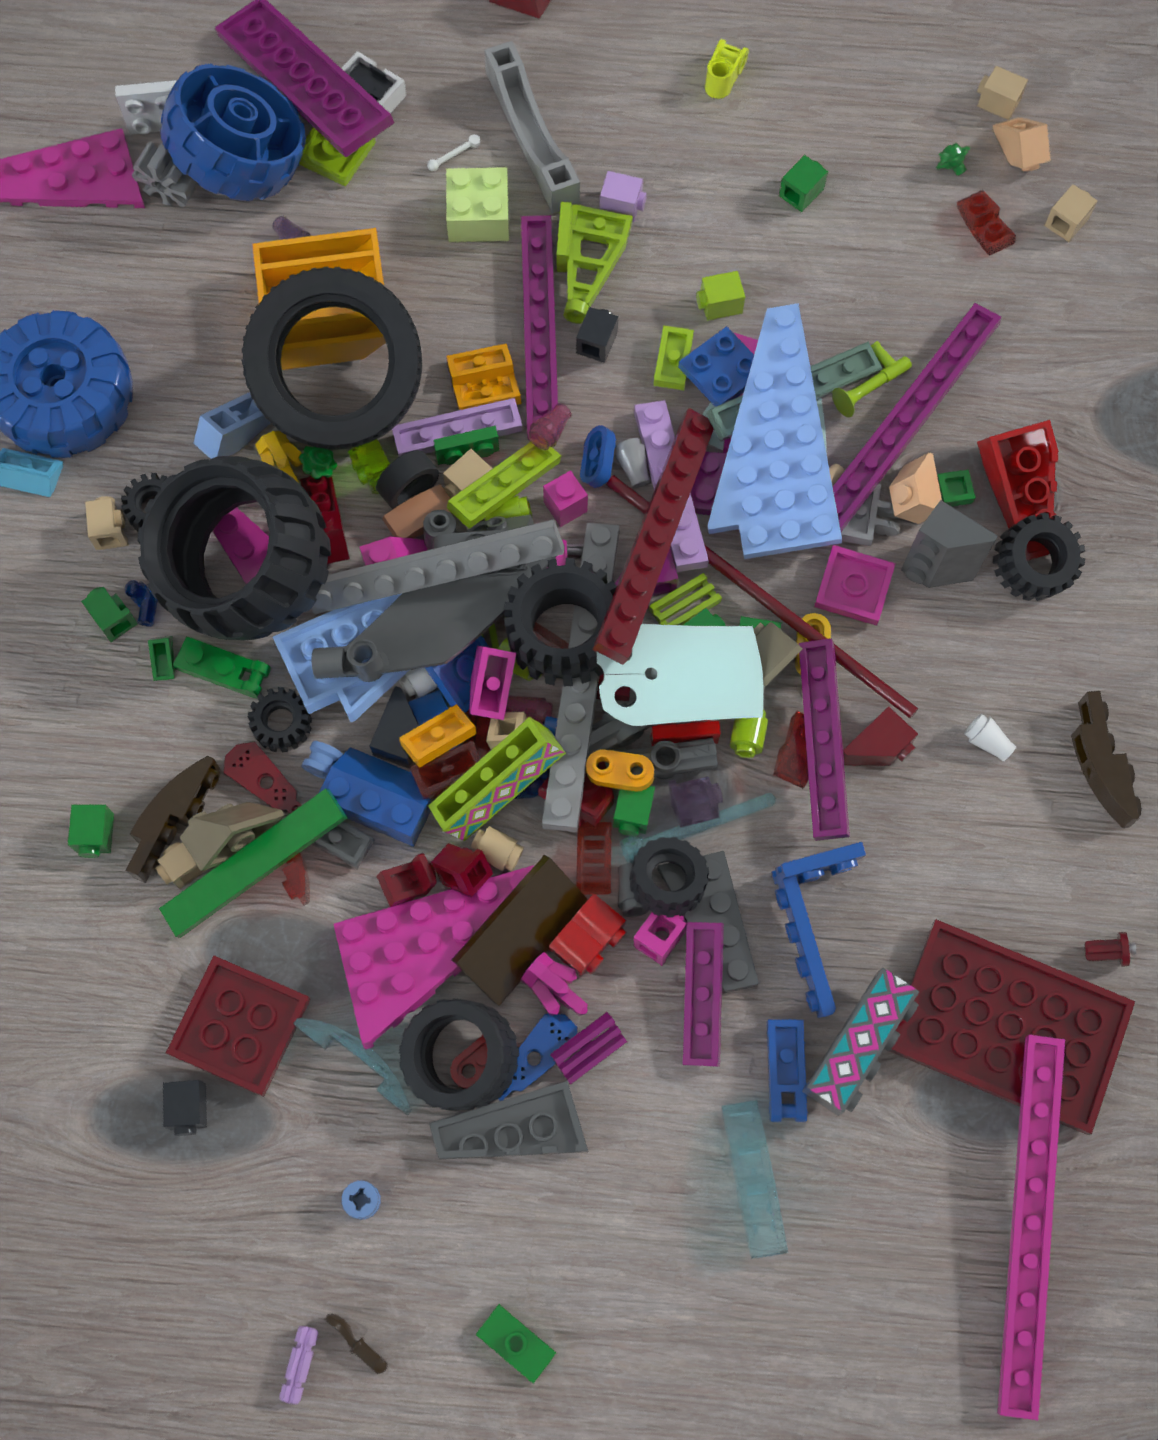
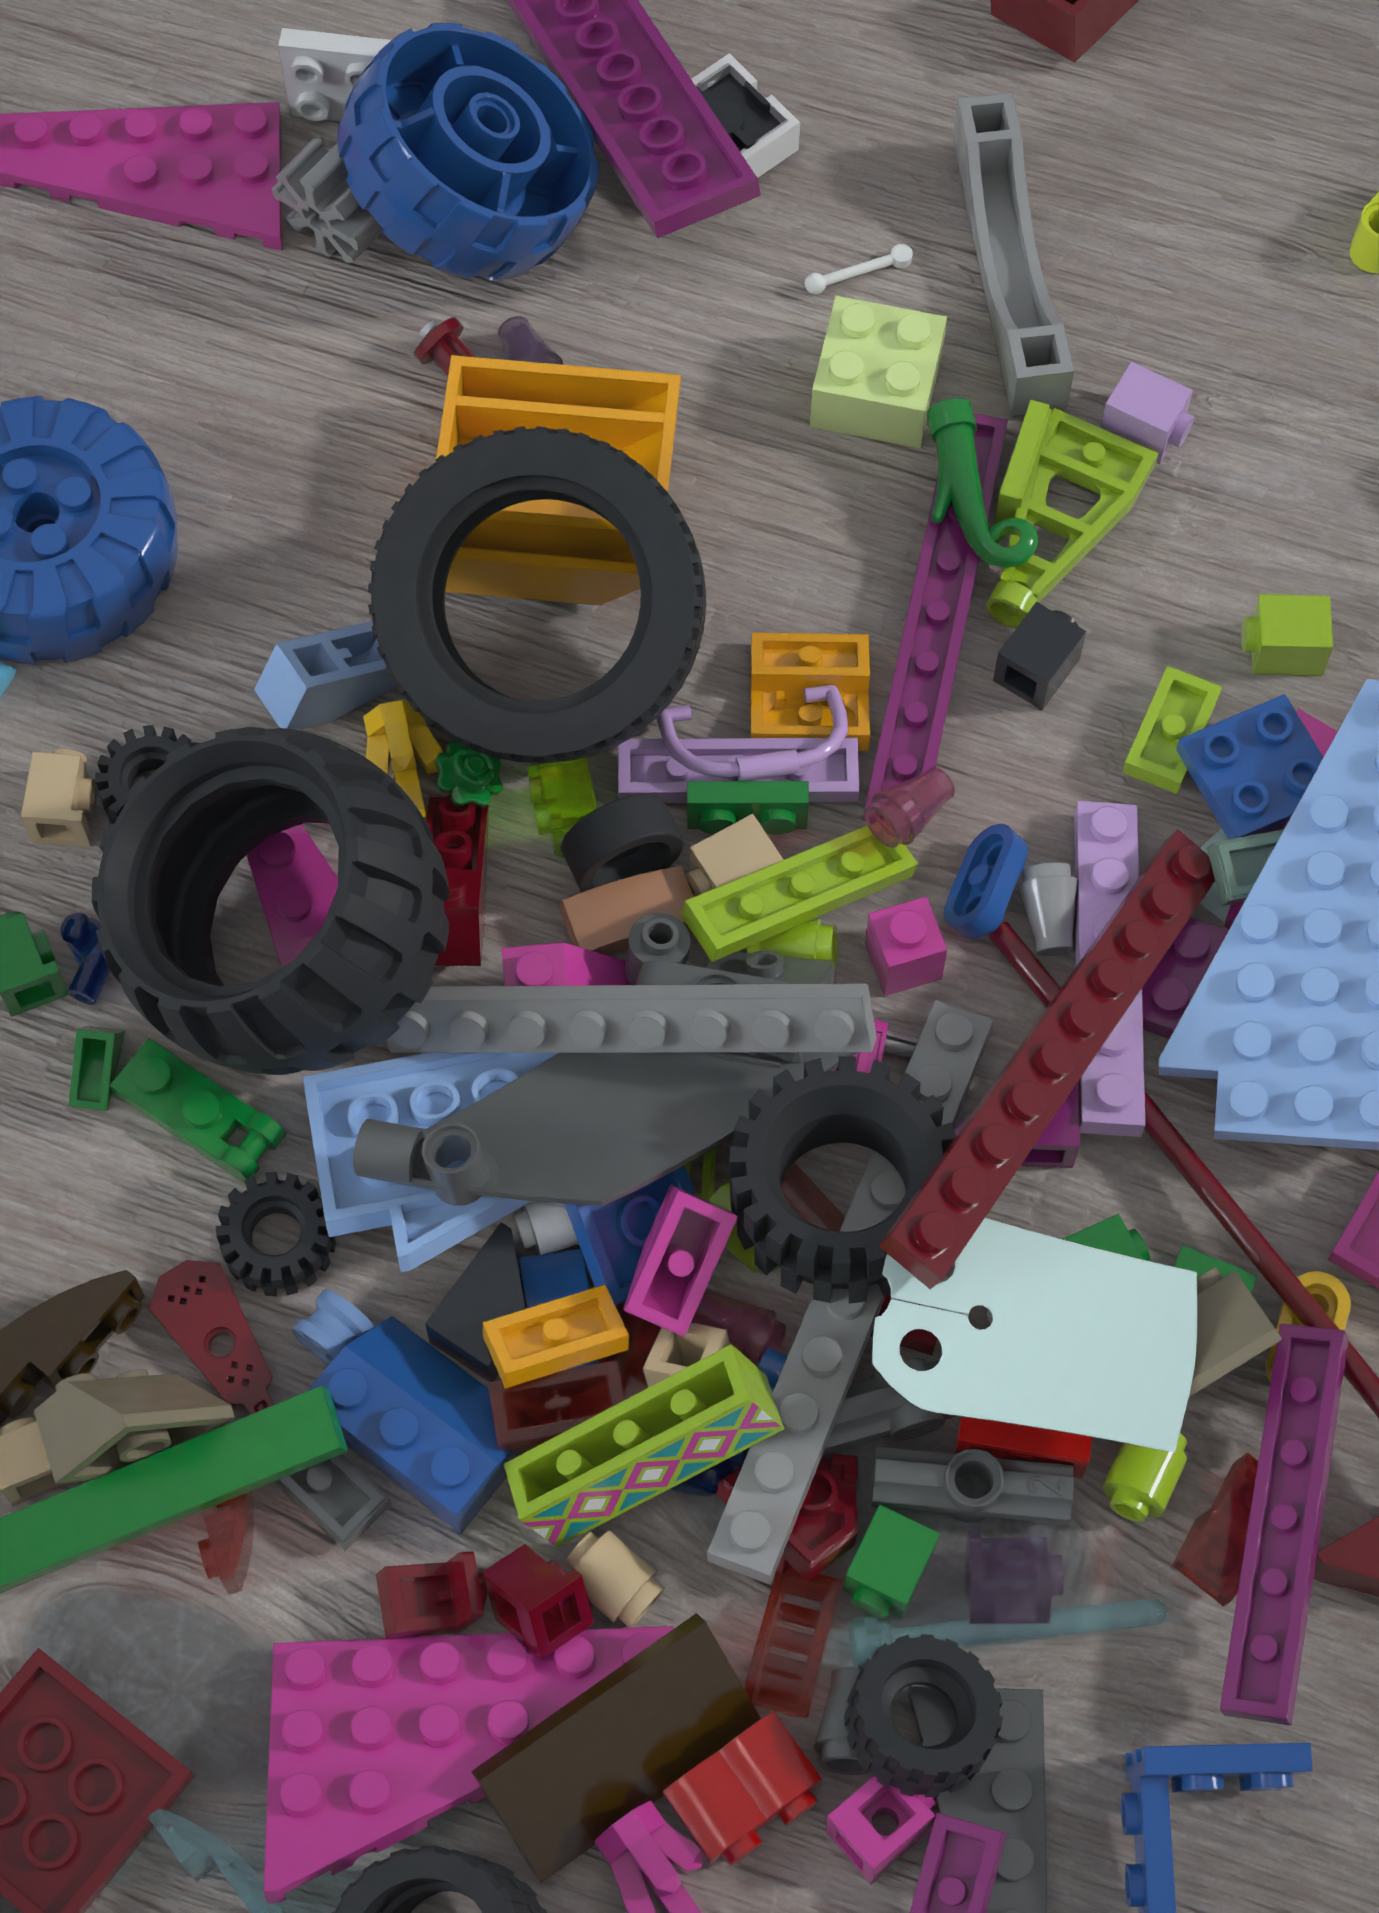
camera: 15 degrees right, 5 degrees down
(243, 239) = (441, 342): none -> dark red piece
(327, 161) = (623, 235): lime tile -> none
(469, 422) = (764, 764): none -> lavender piece
(533, 252) = (953, 431): none -> green plant
(618, 771) = (877, 1486): light orange plate -> none
(707, 589) = (1119, 1159): lime tile -> none

